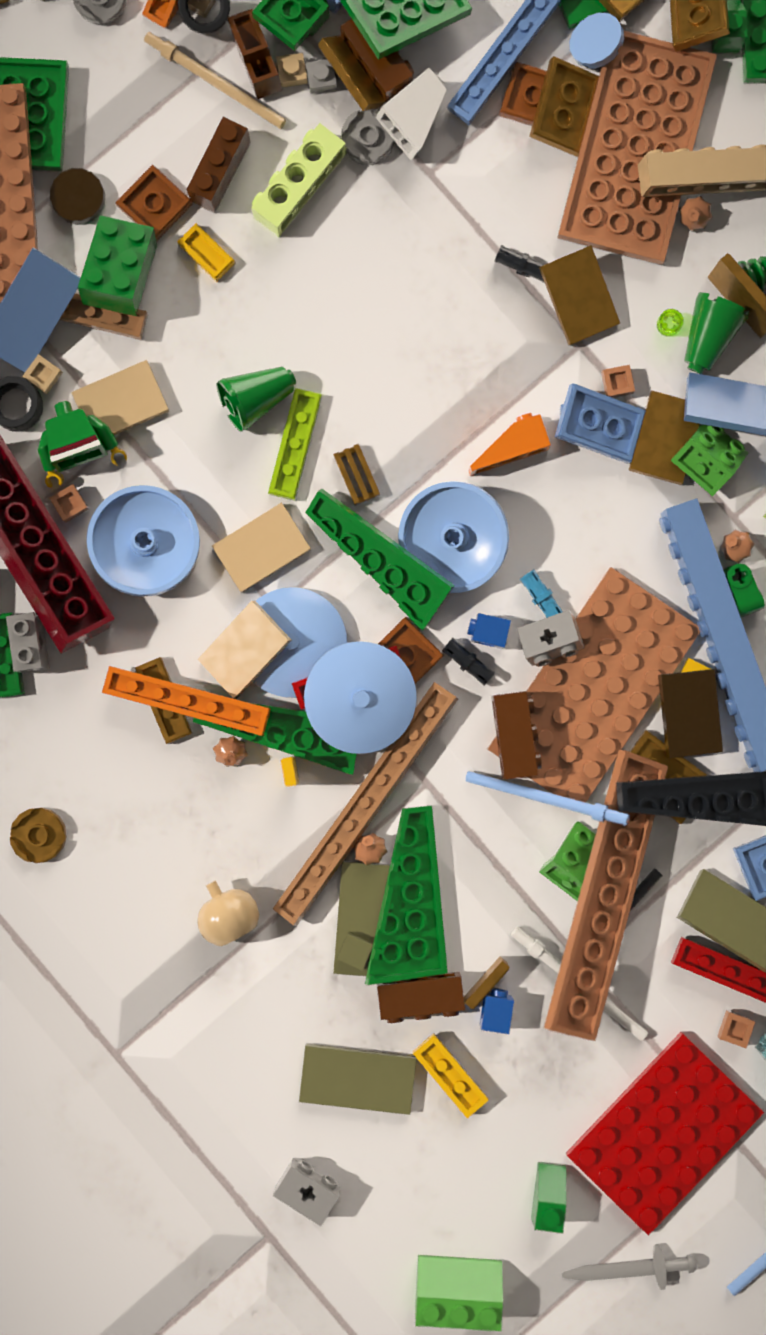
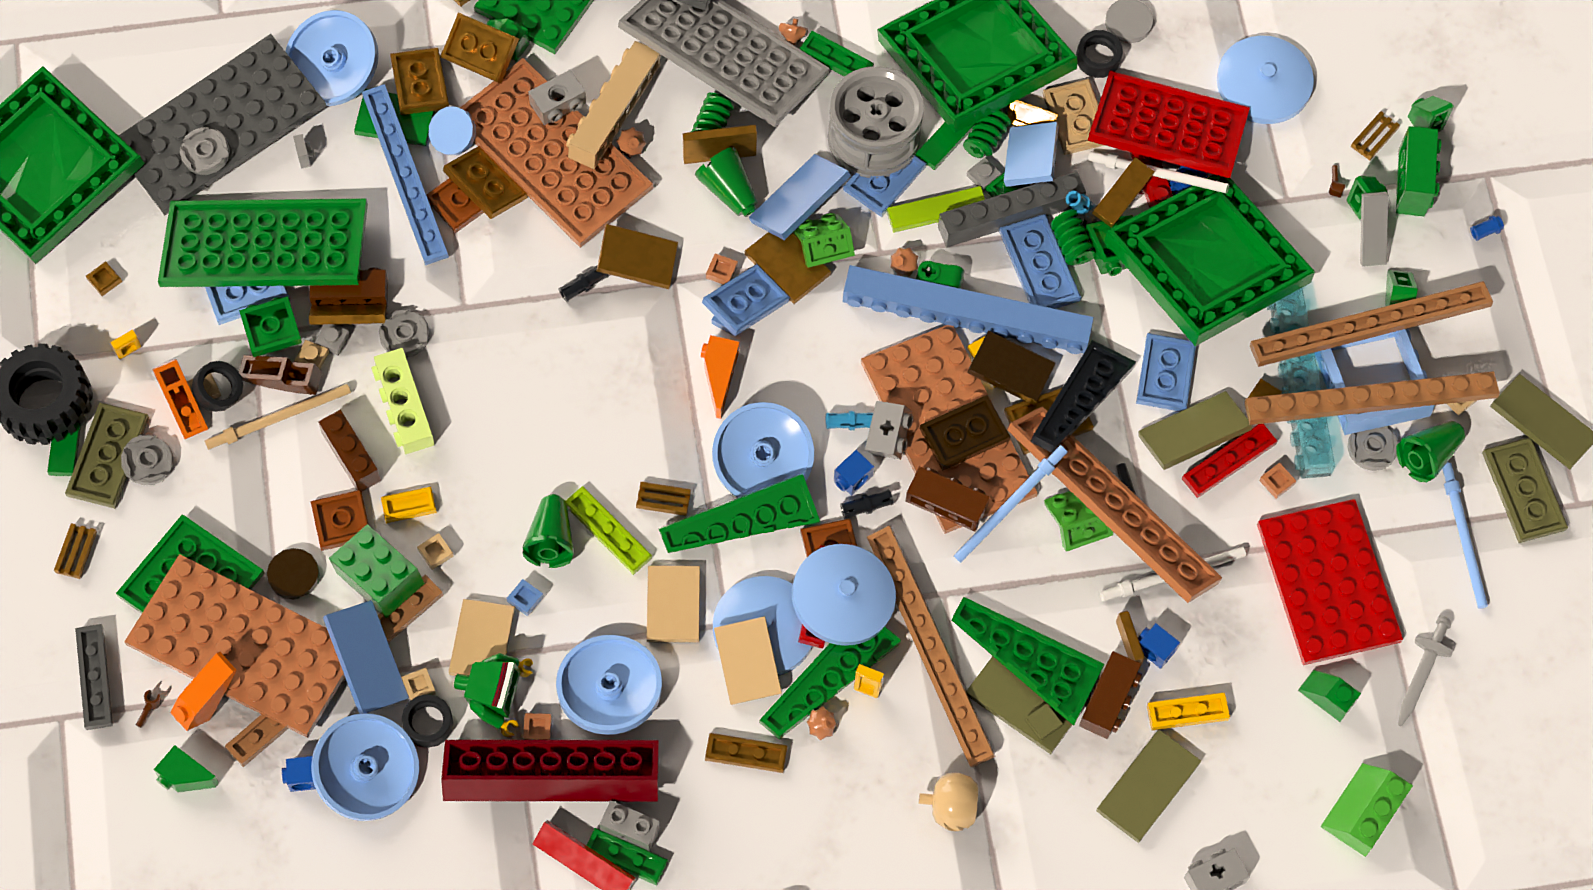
camera: 60 degrees left, 20 degrees down
(175, 305) = (435, 551): none -> tan plate
(182, 413) = (525, 597): none -> medium blue plate
(186, 700) = (759, 727): orange plate -> none
(370, 849) = (969, 663): nougat piece -> none
(412, 112) = (414, 287): white slope -> none
(594, 710) = (964, 432): none -> dark brown tile
(676, 318) = (701, 215): clear neon green bush -> none
(690, 99) = (562, 86): none -> light grey brick

